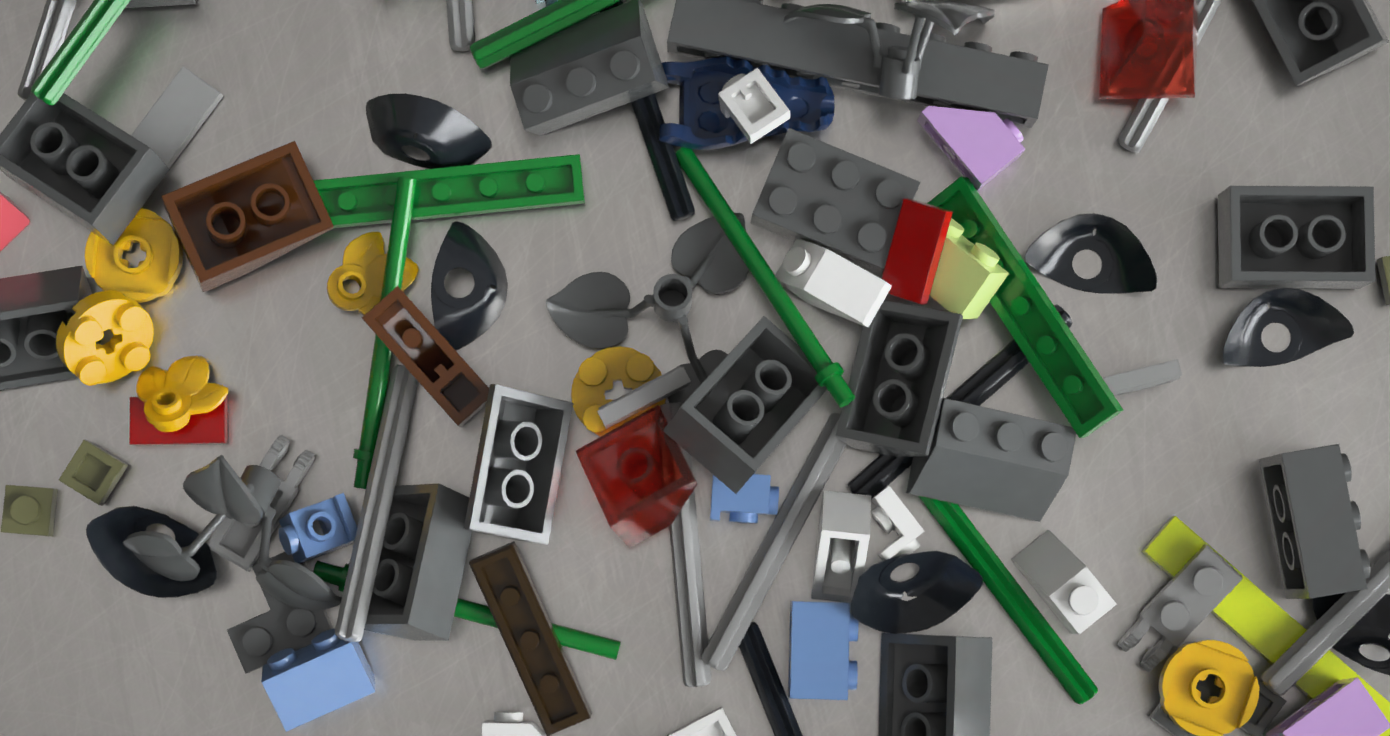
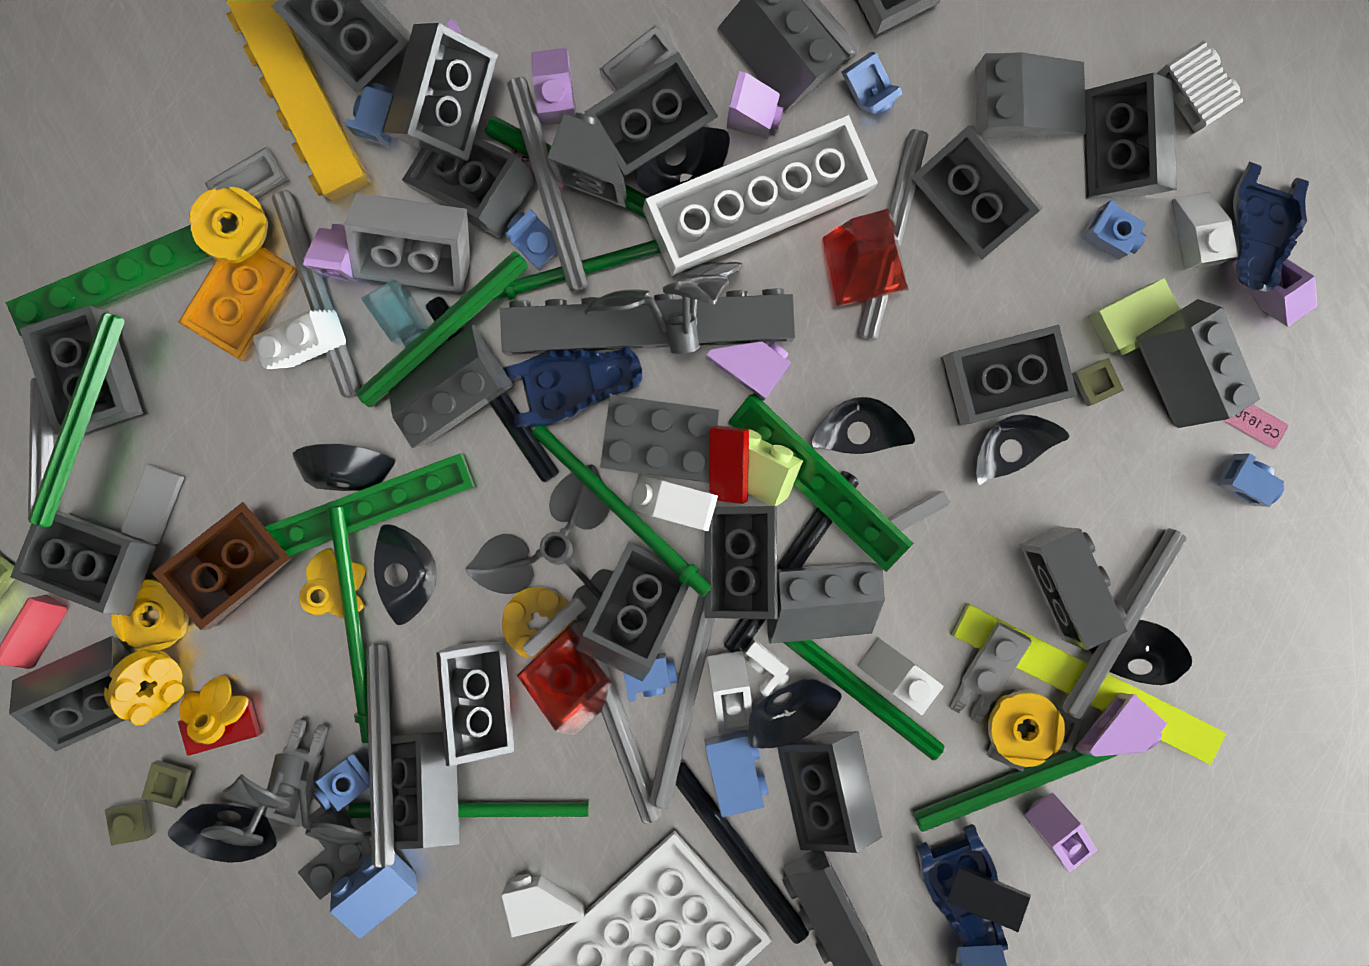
camera: 10 degrees left, 5 degrees up
(428, 356) = (388, 637): reddish brown slope -> none
(530, 638) = (520, 820): dark brown tile -> none
(752, 104) = (578, 385): white bracket -> none

